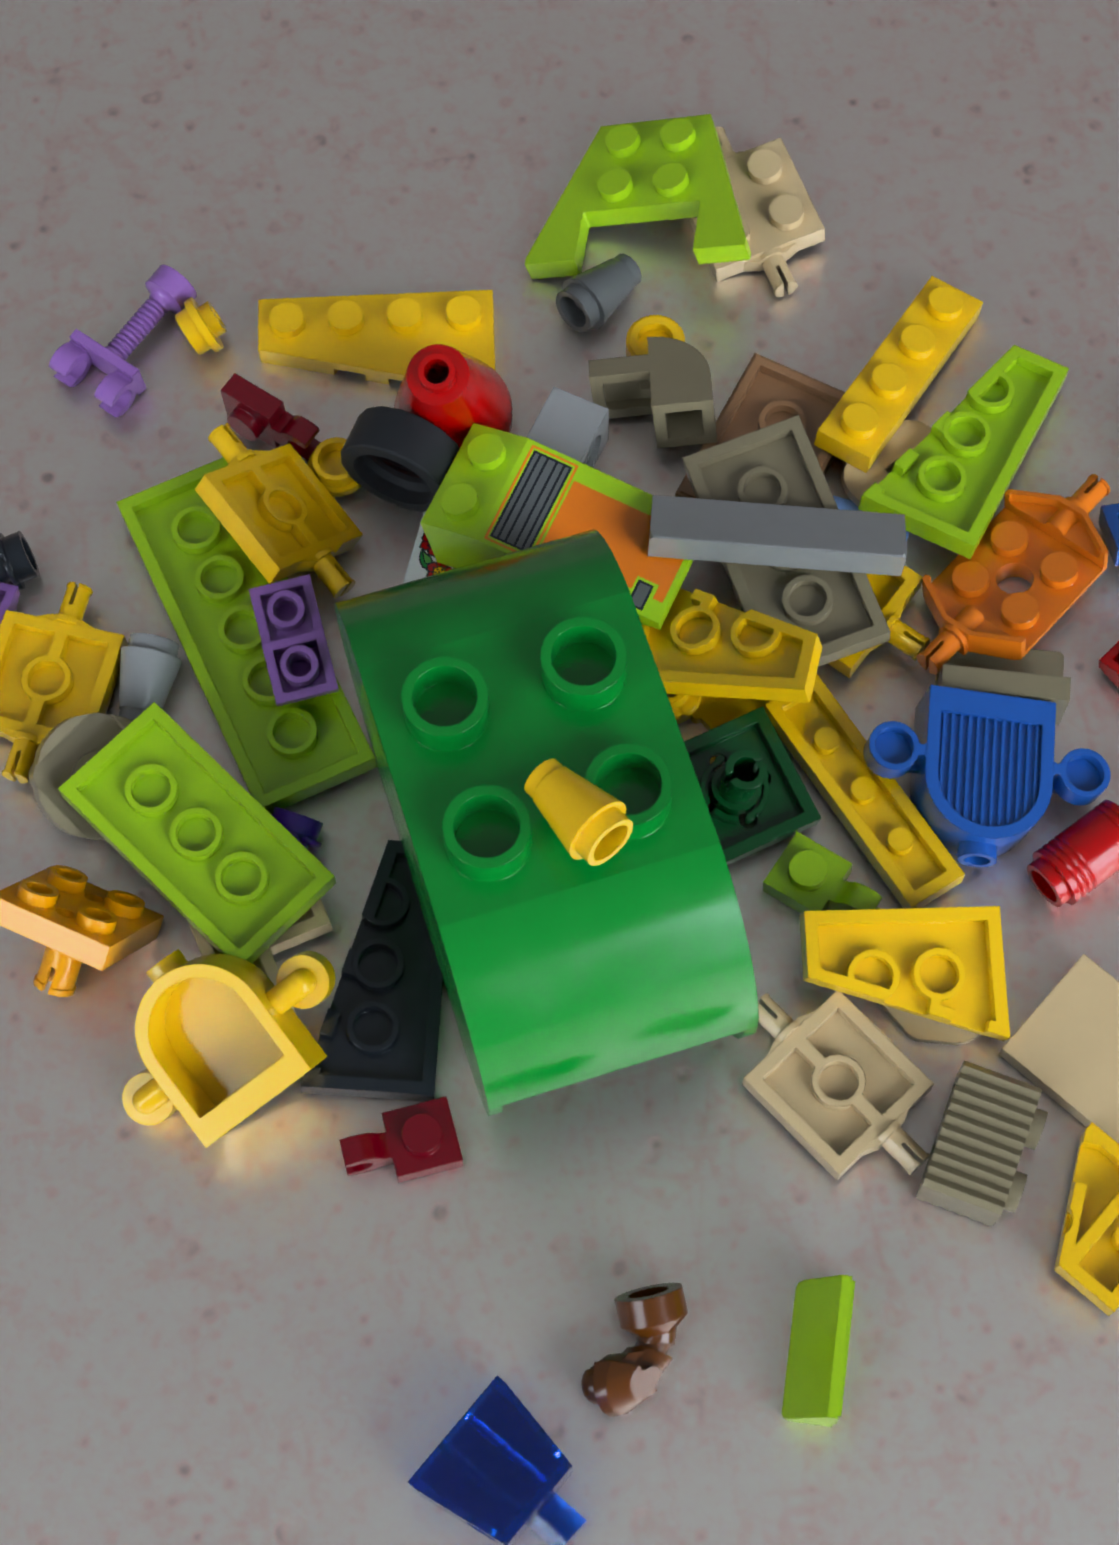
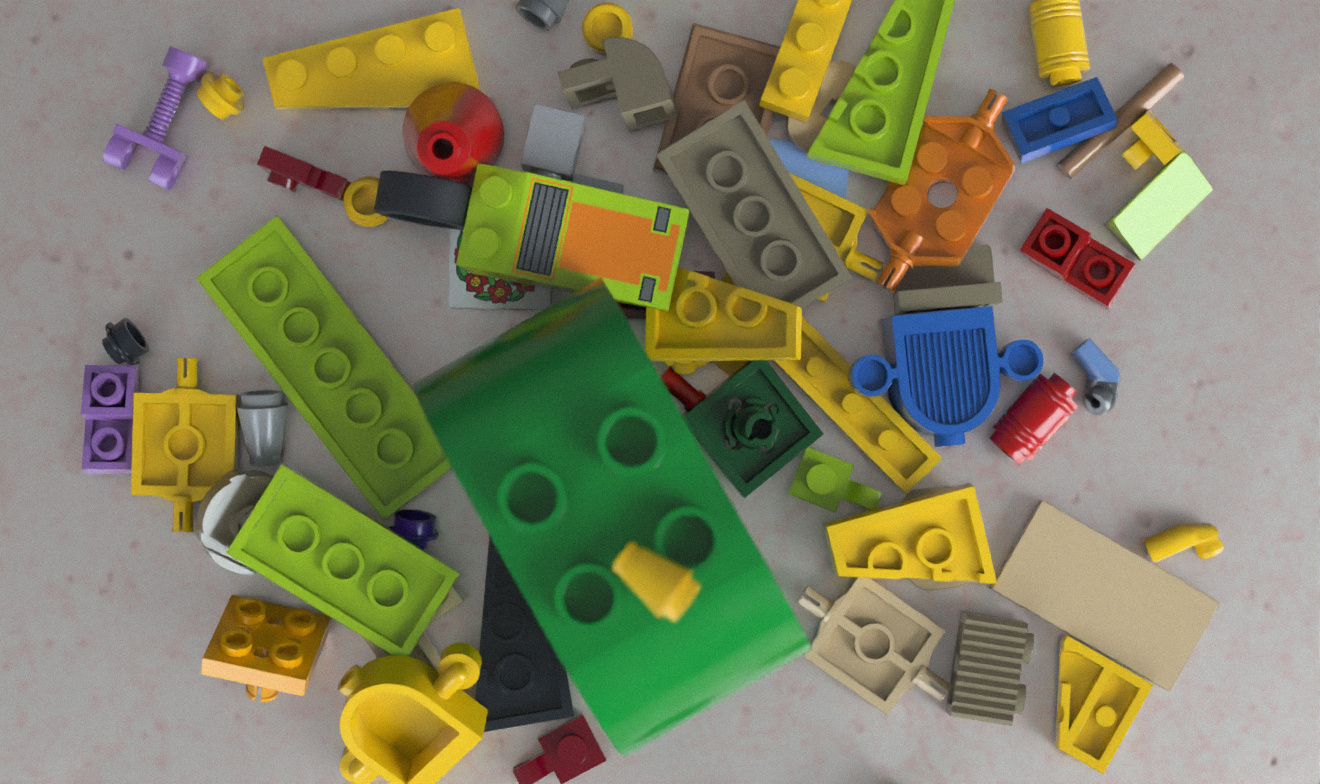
camera: 15 degrees left, 20 degrees up
(279, 512) = (334, 264): yellow plate -> none
(293, 640) = (375, 376): medium lavender slope -> none
(777, 535) = (747, 215): light grey slope -> none

